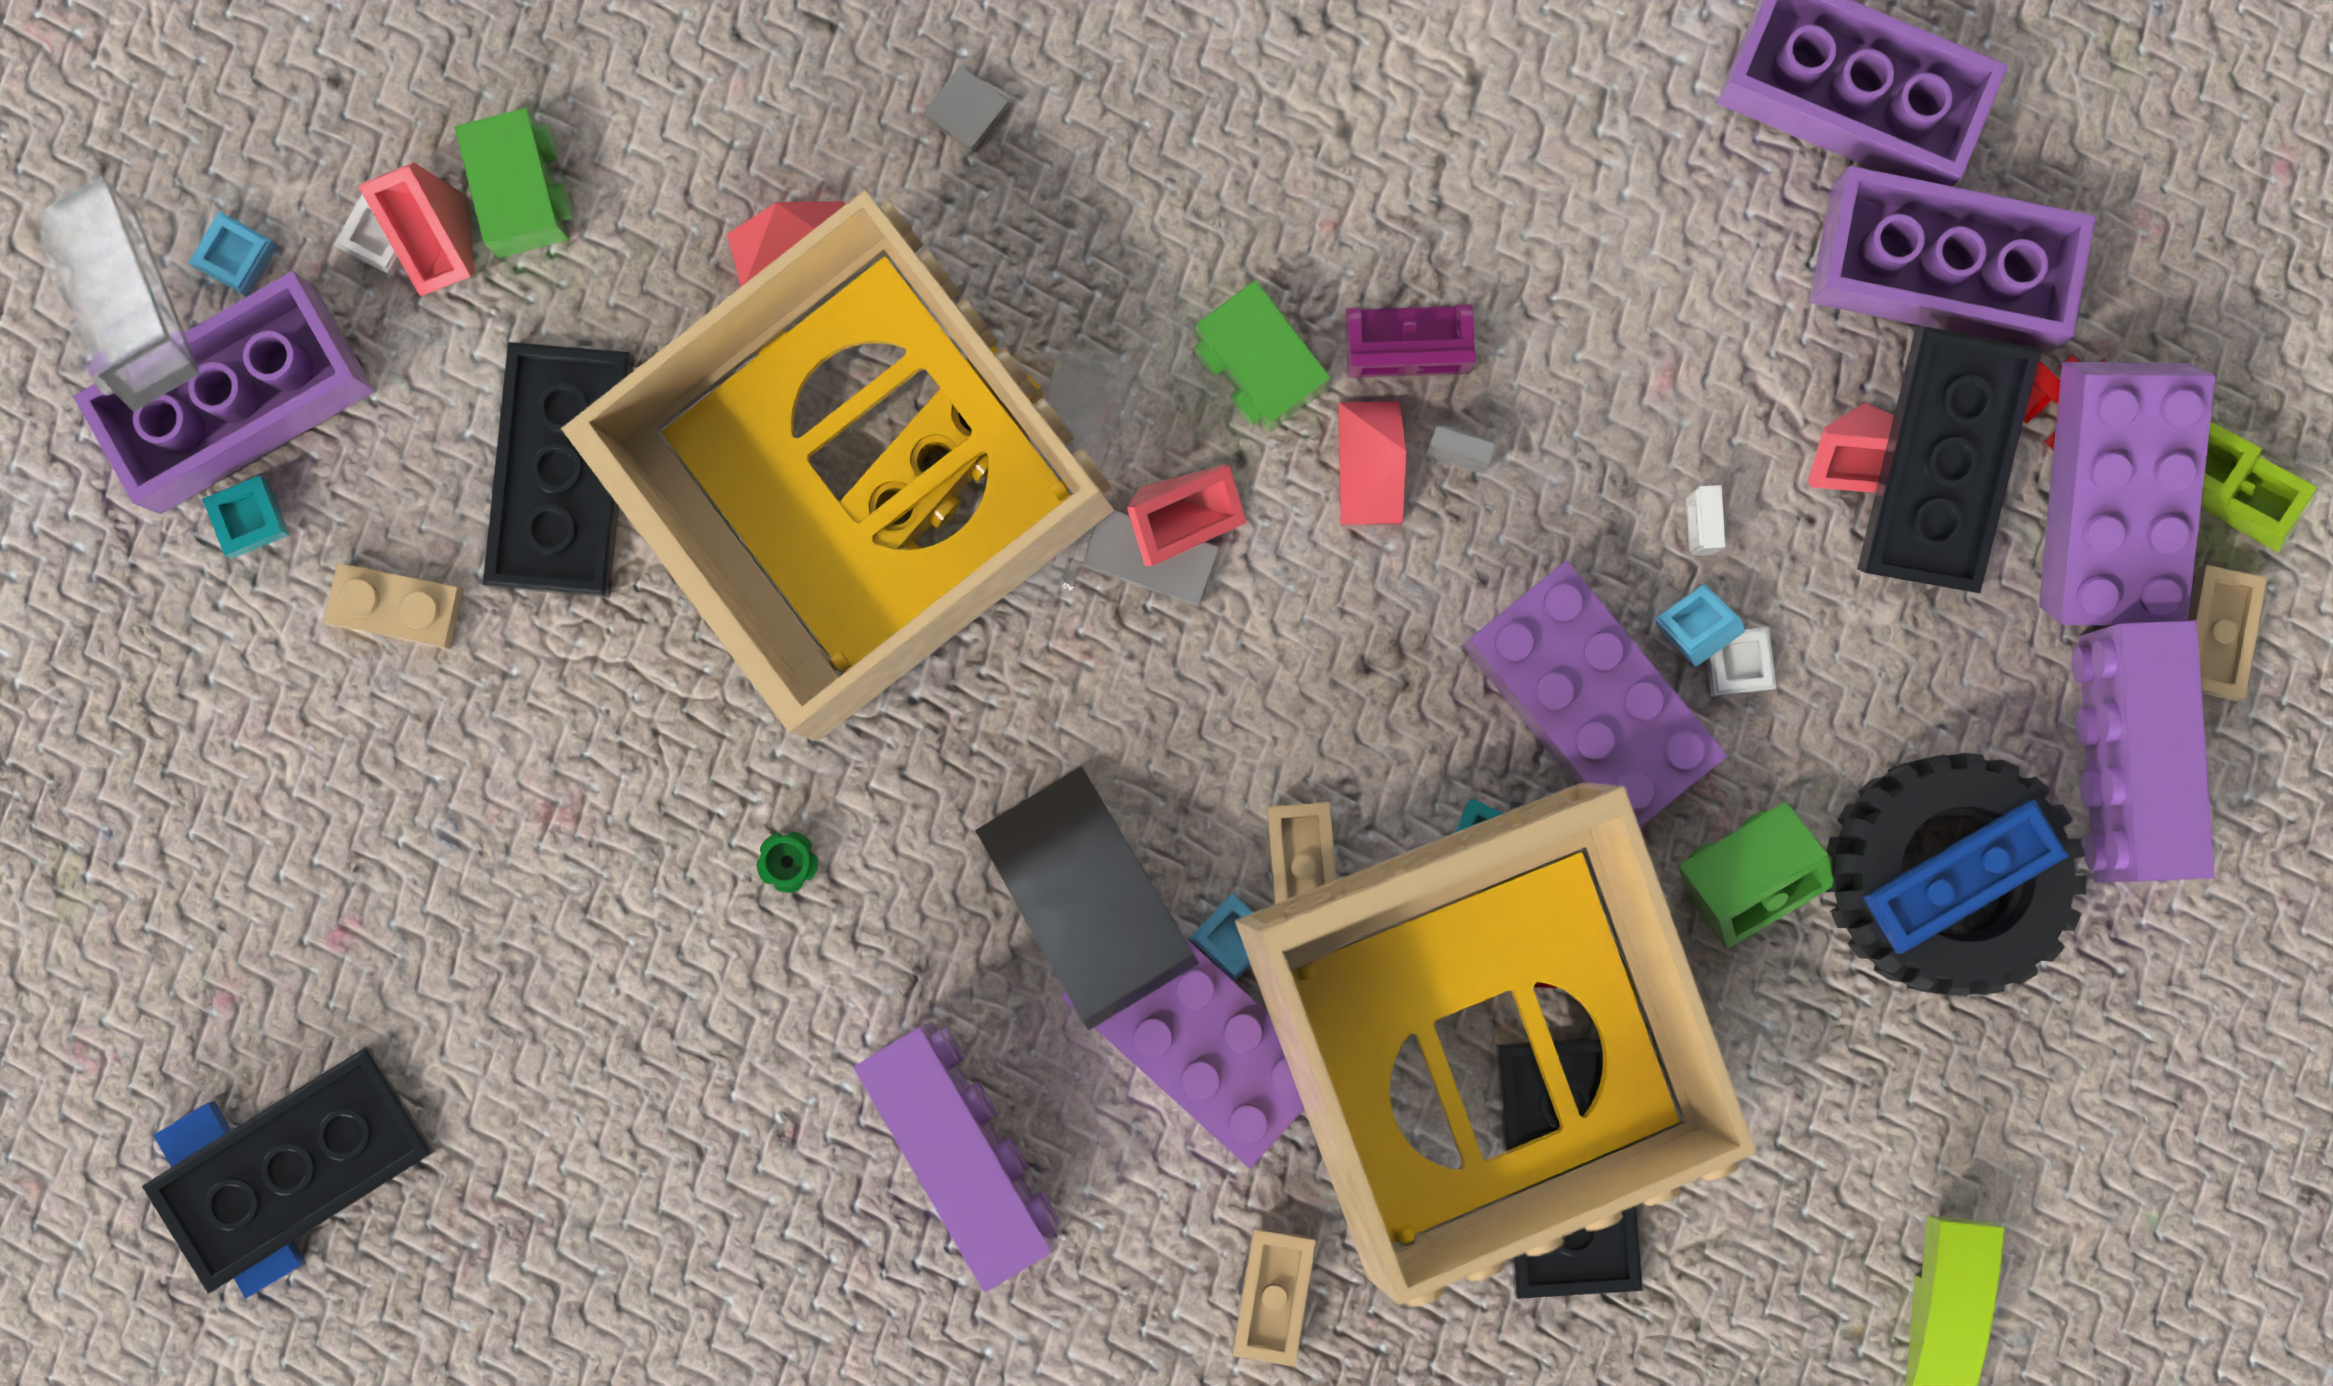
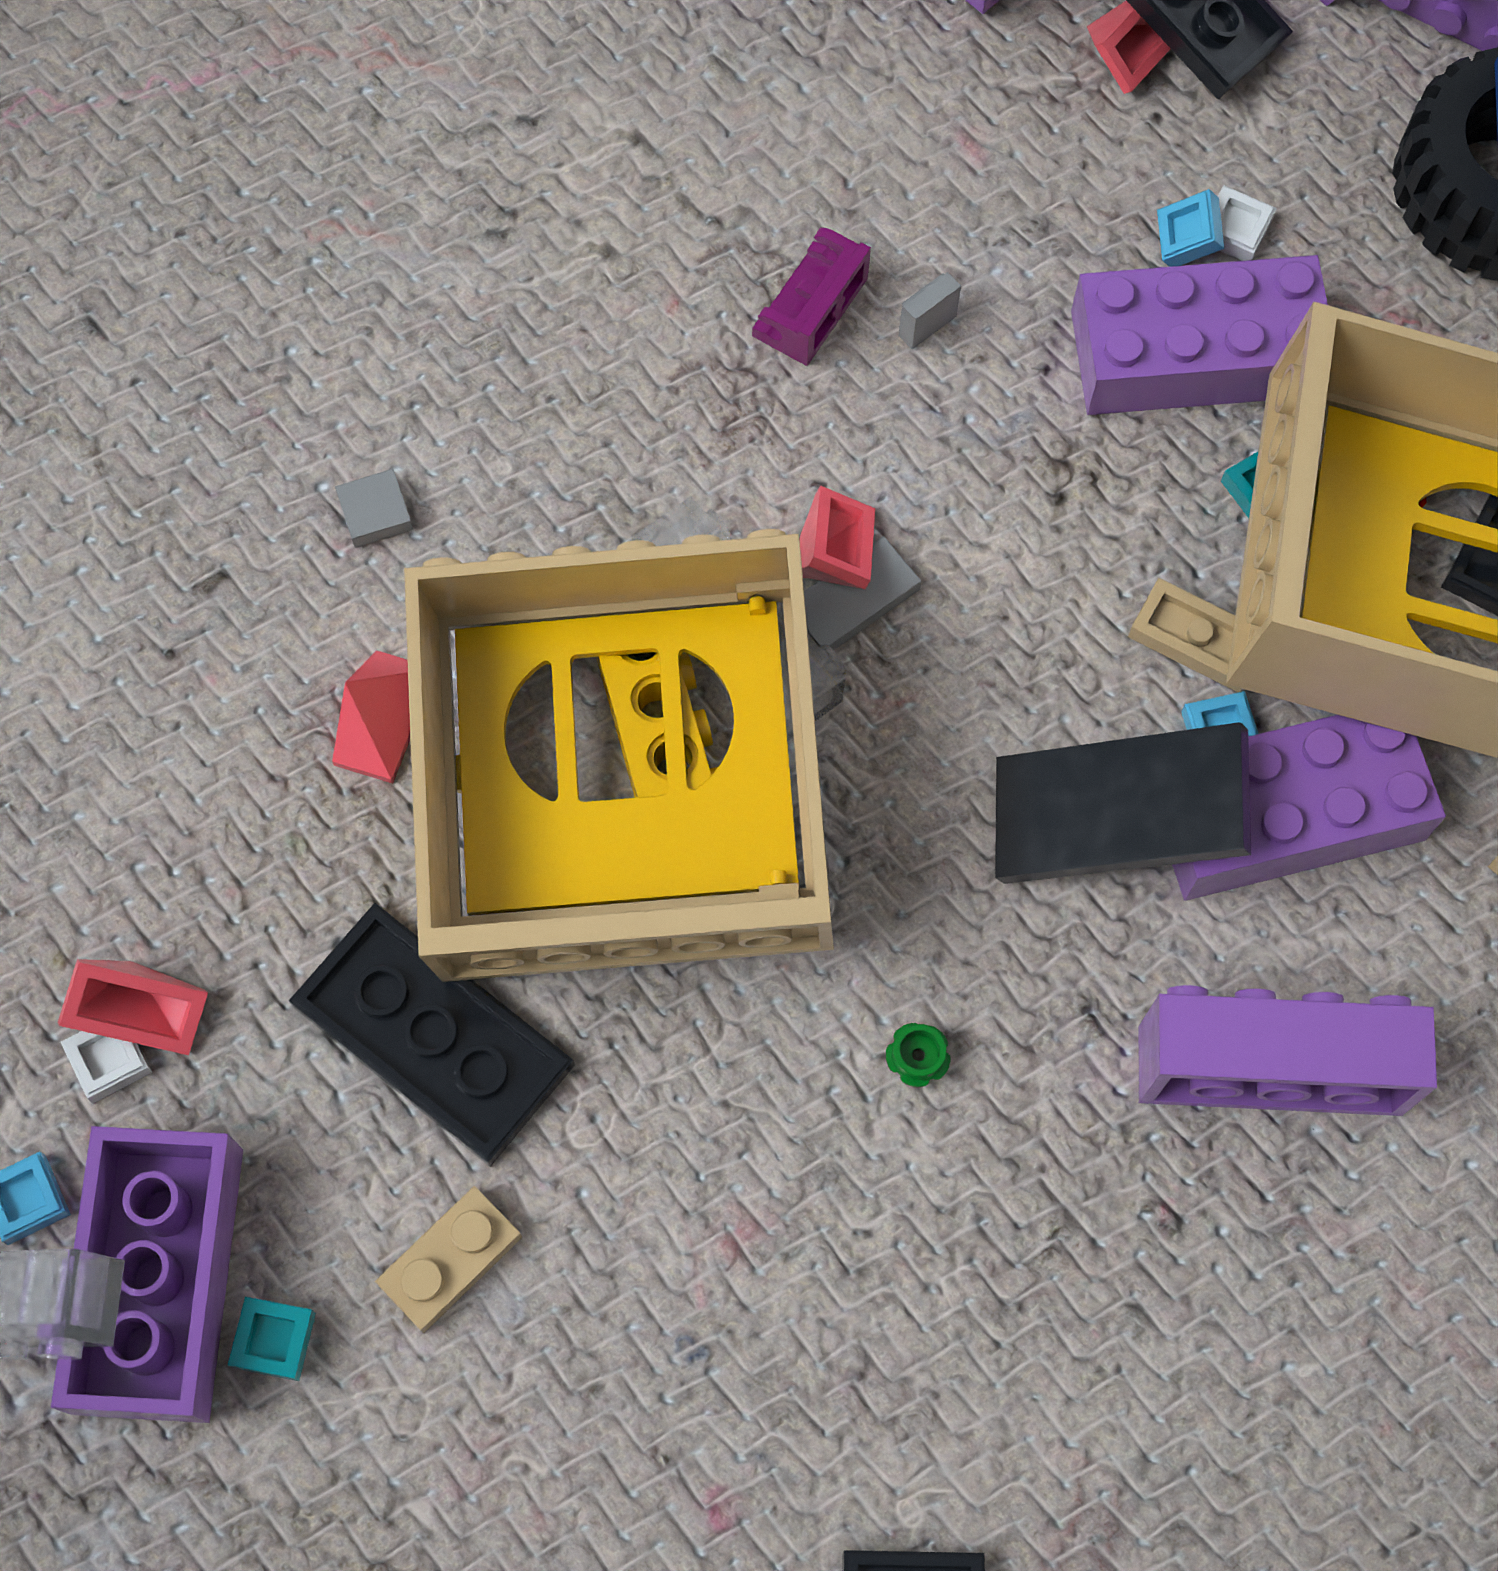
camera: 60 degrees left, 15 degrees down
(514, 182) = (155, 901): bright green brick -> none
(1259, 357) = (749, 407): bright green brick -> none
(1371, 463) = (894, 383): coral slope -> none
(1705, 520) = (1109, 174): white tile -> none
(1756, 874) = (1425, 284): bright green brick -> none

